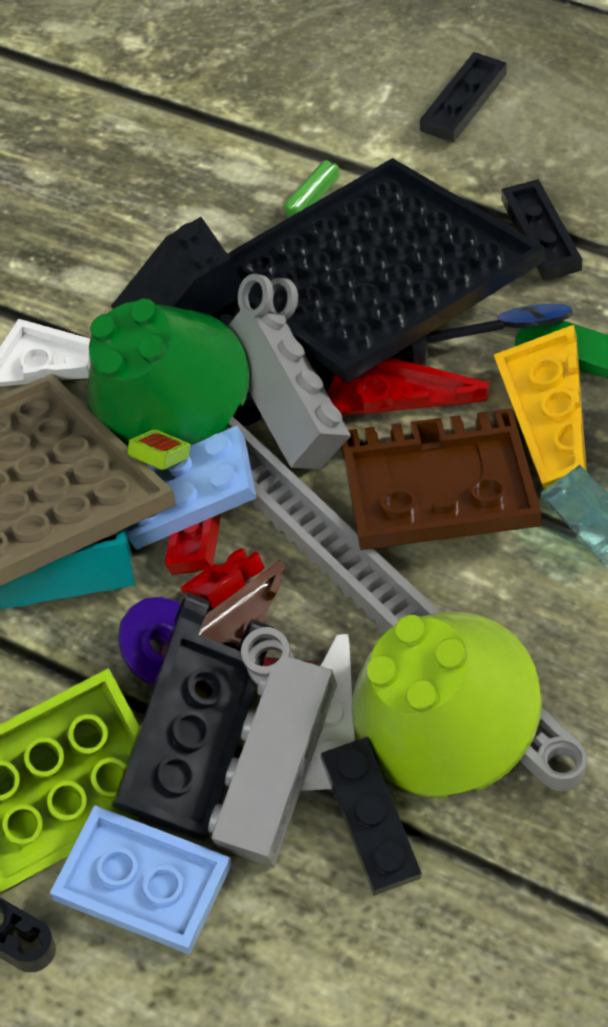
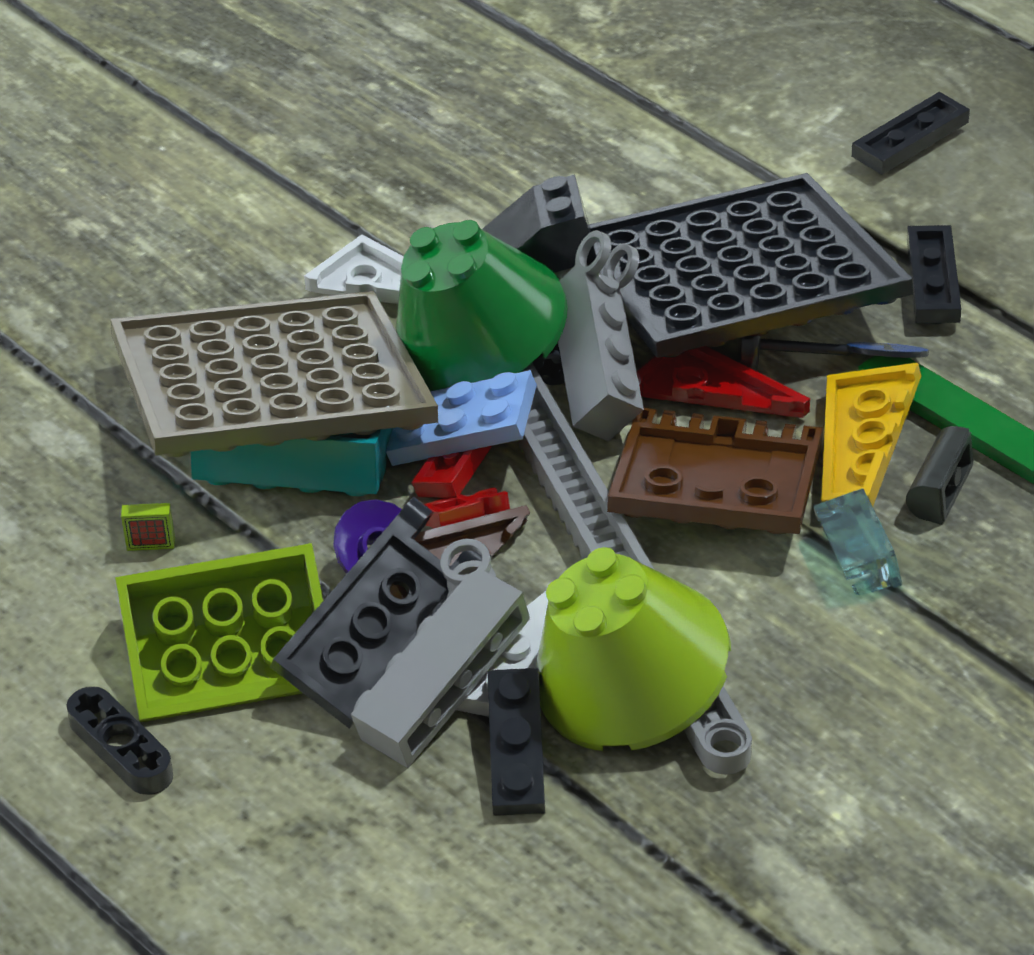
camera: 15 degrees right, 10 degrees down
(141, 879) = (274, 738): light blue plate -> none
(158, 449) = (442, 371): lime tile -> none
(312, 188) = (719, 181): bright green axle -> none

